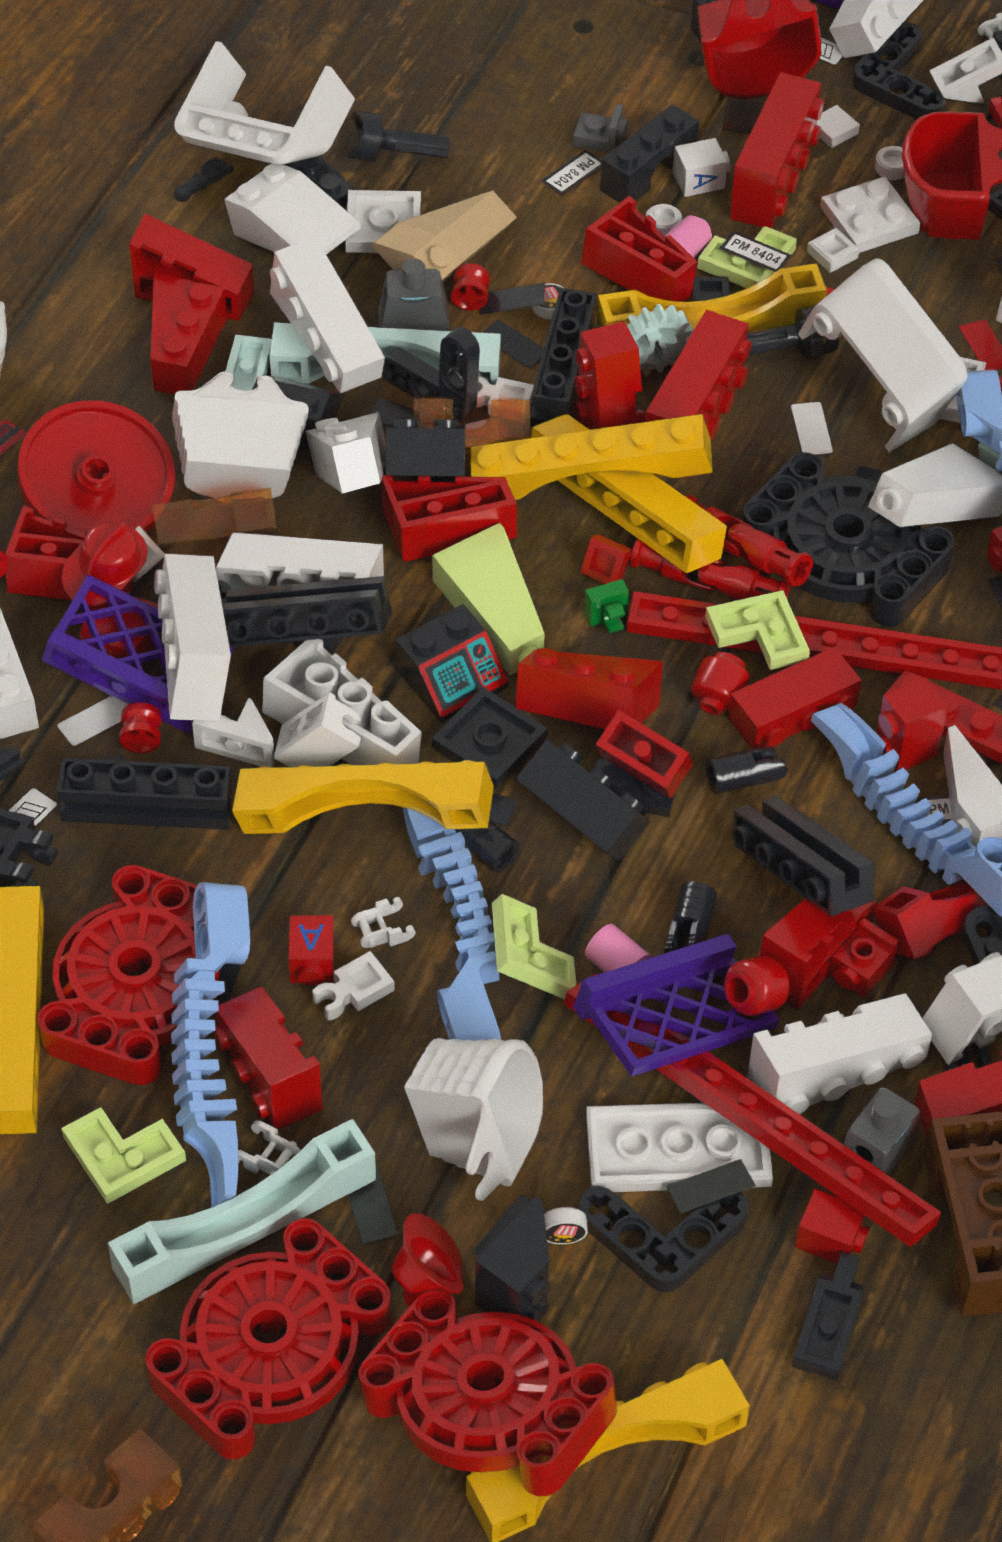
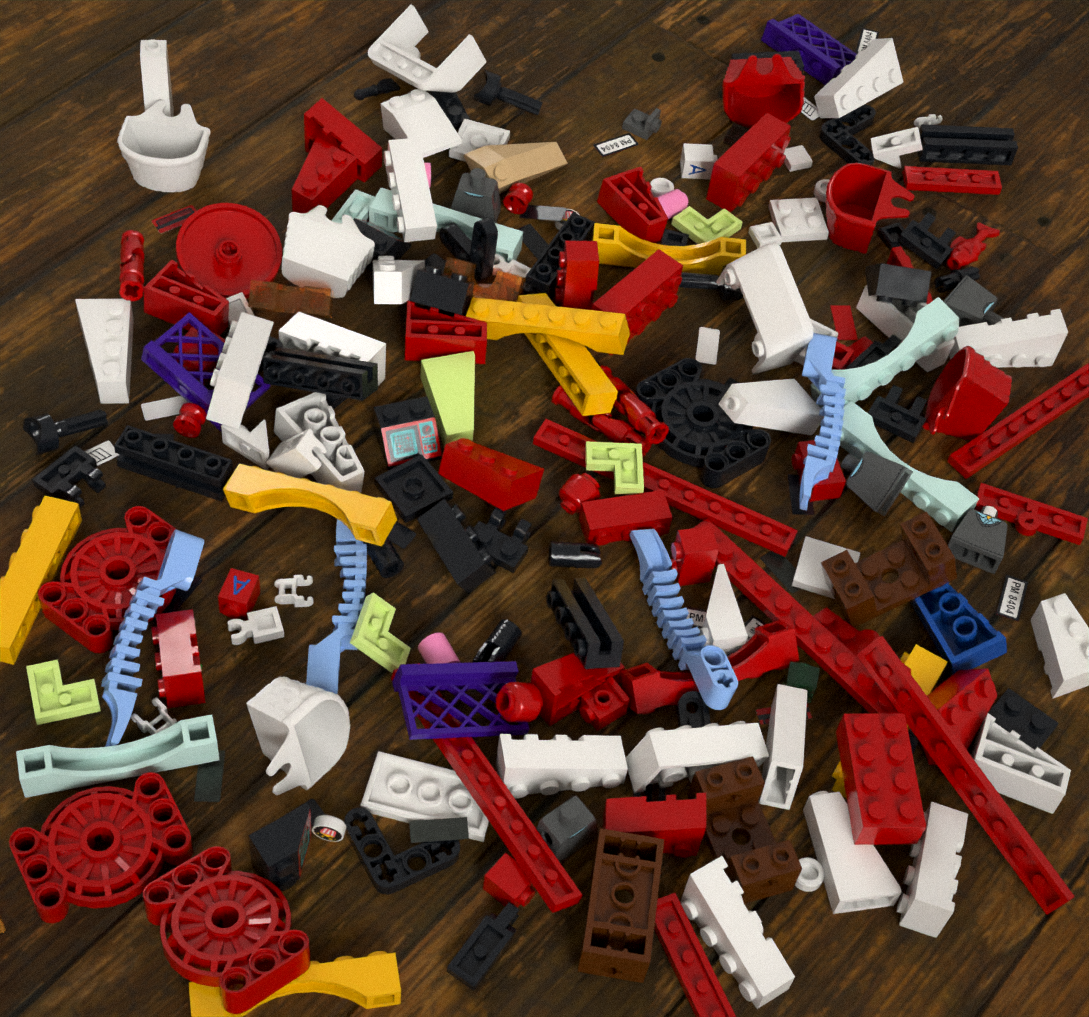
camera: 10 degrees right, 0 degrees up
(108, 553) = (208, 303): red piece -> none
(427, 1259) = (228, 823): red piece -> none
(605, 559) = (535, 394): red tile -> none
(607, 605) = (525, 423): green tile -> none
(631, 164) = (654, 146): black arch -> none
(644, 754) = (505, 526): red brick -> none
(659, 336) = (619, 259): light aqua gear -> none
(755, 251) = (711, 222): sticker -> none

